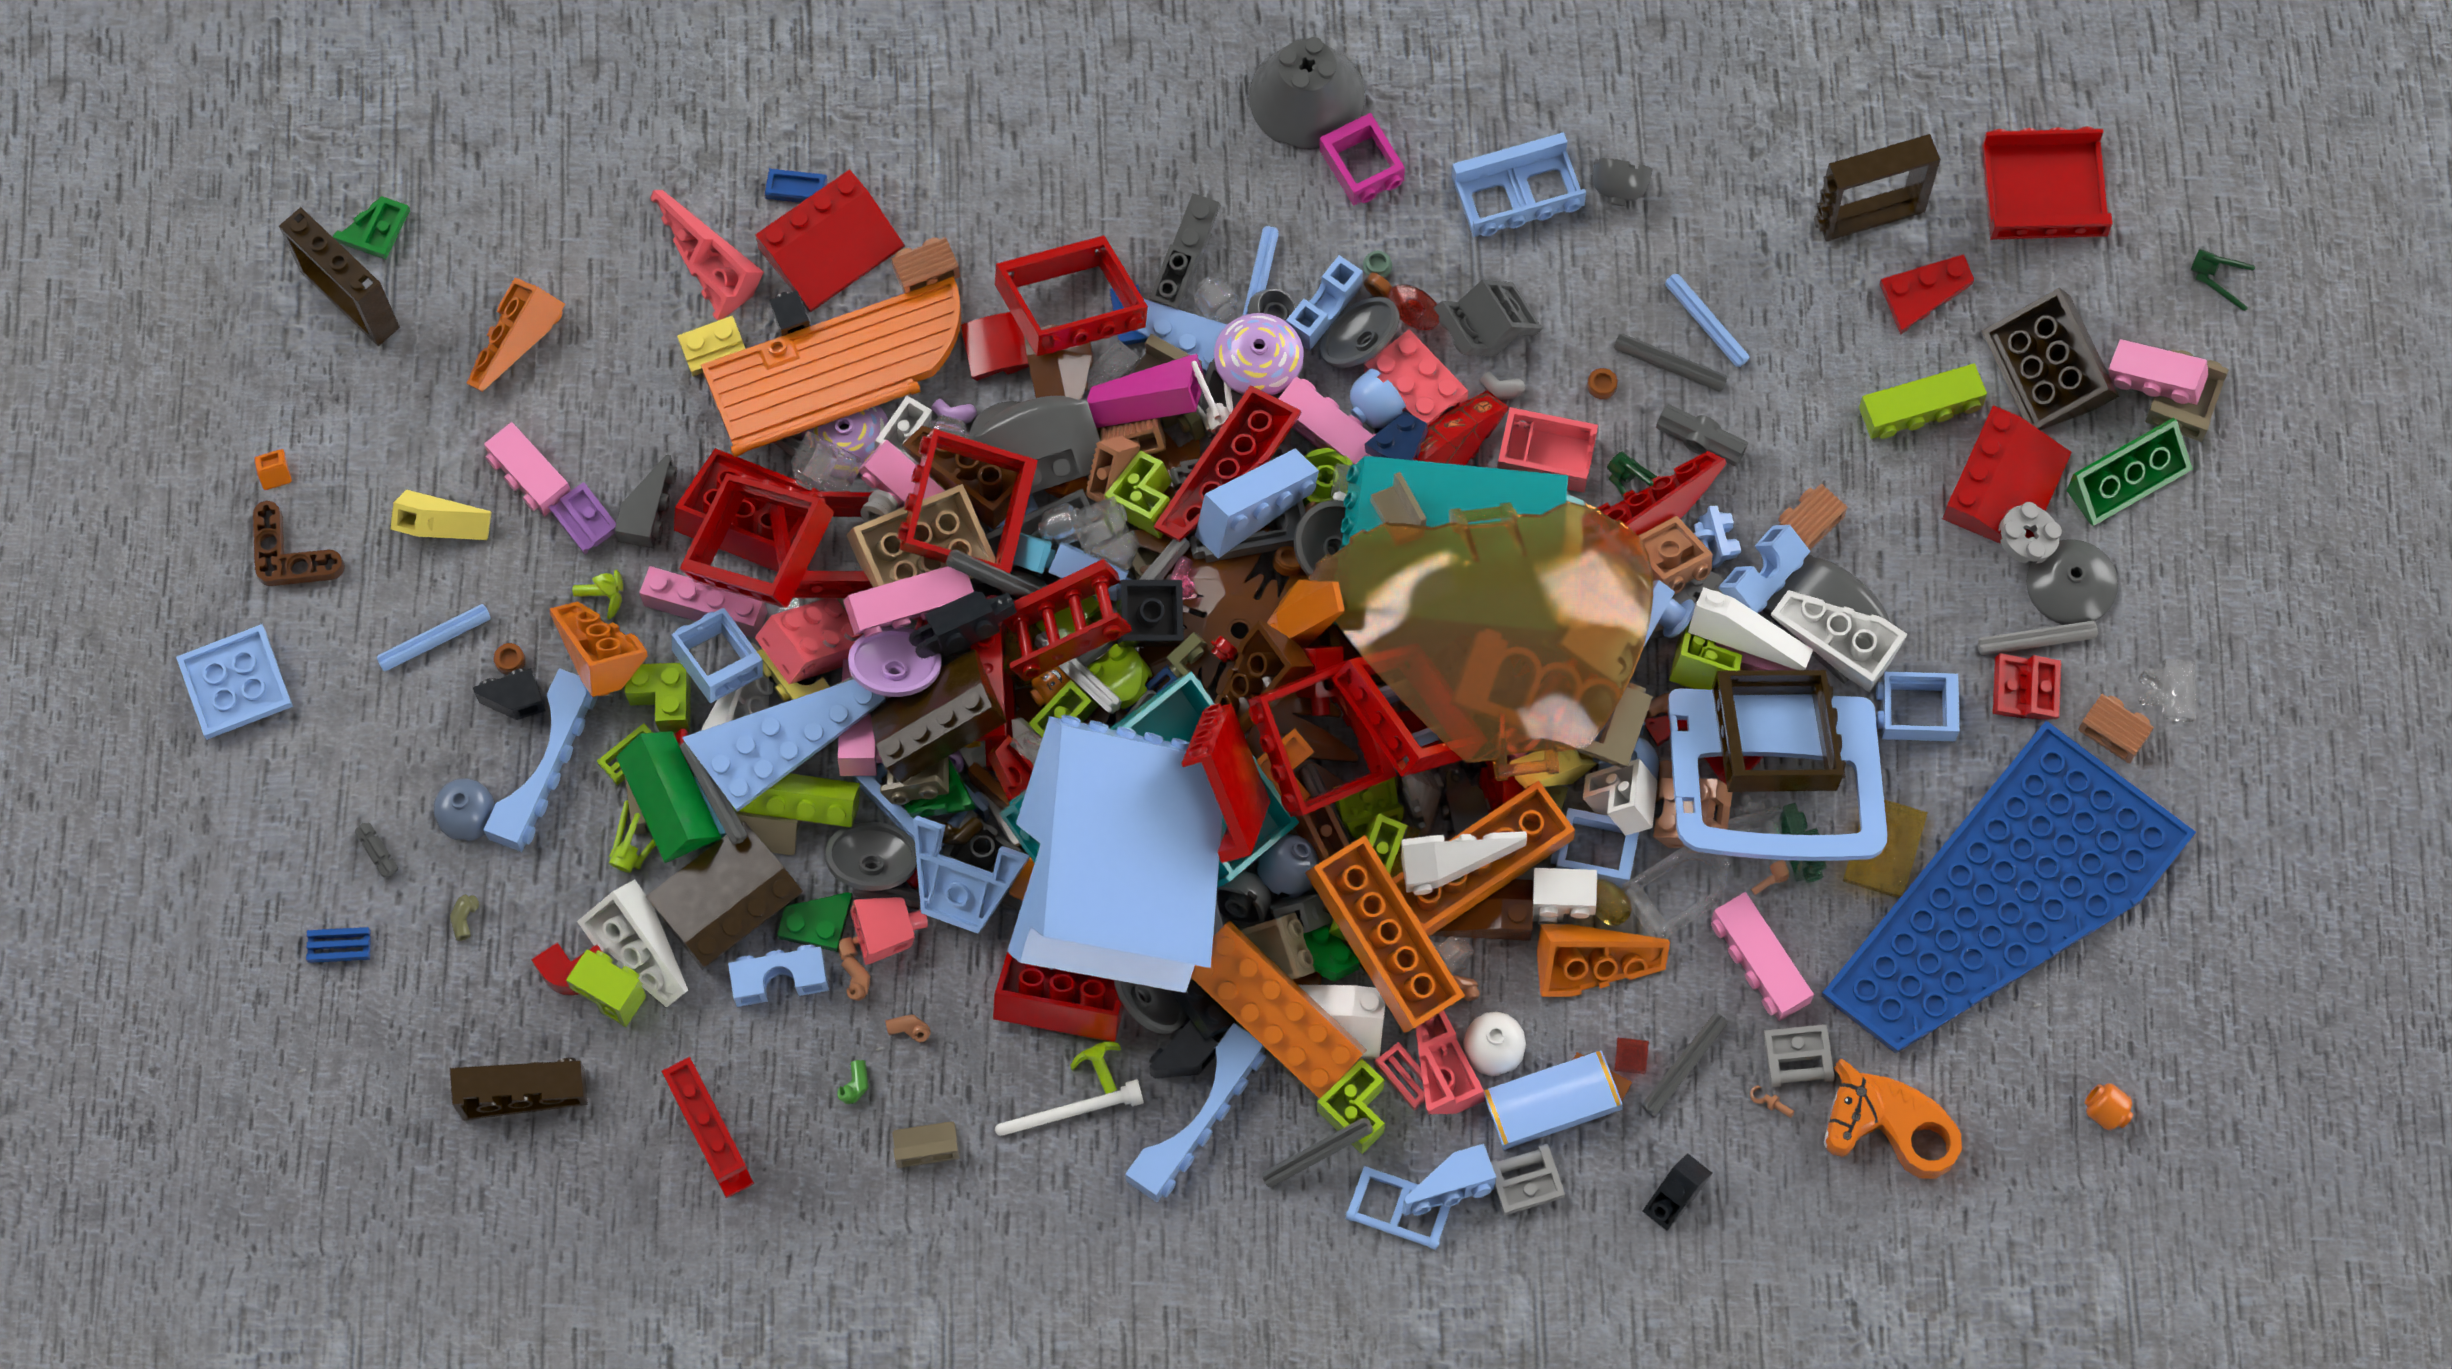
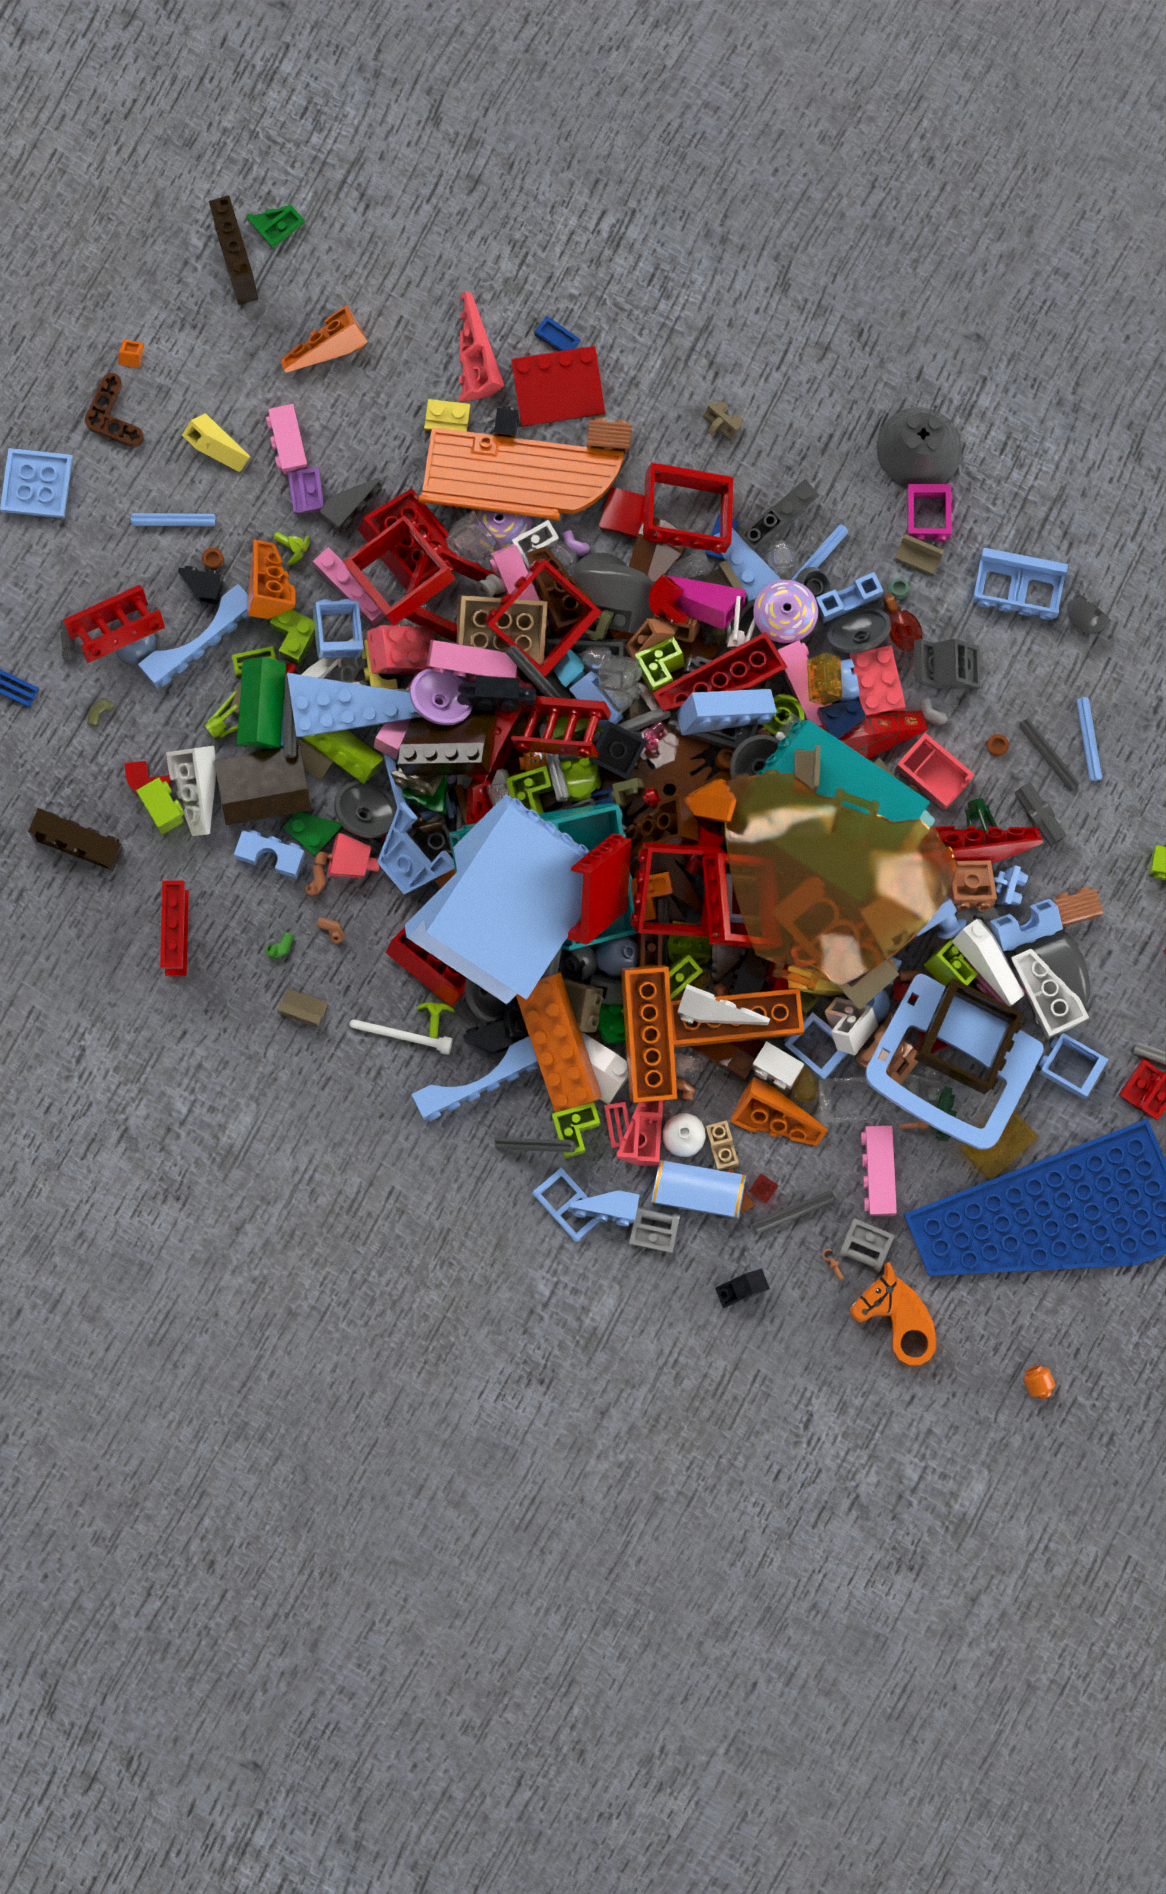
camera: 25 degrees right, 10 degrees up
(413, 783) = (108, 611): none -> red fence
(1042, 179) = (722, 422): none -> dark tan hips
(1044, 480) = (602, 623): none -> olive bracket
(1101, 410) = (663, 598): none -> red brick
(1353, 404) = (824, 679): none -> clear yellow brick
(1379, 213) = (919, 554): none -> dark tan panel
(1549, 1031) = (722, 1145): none -> tan slope

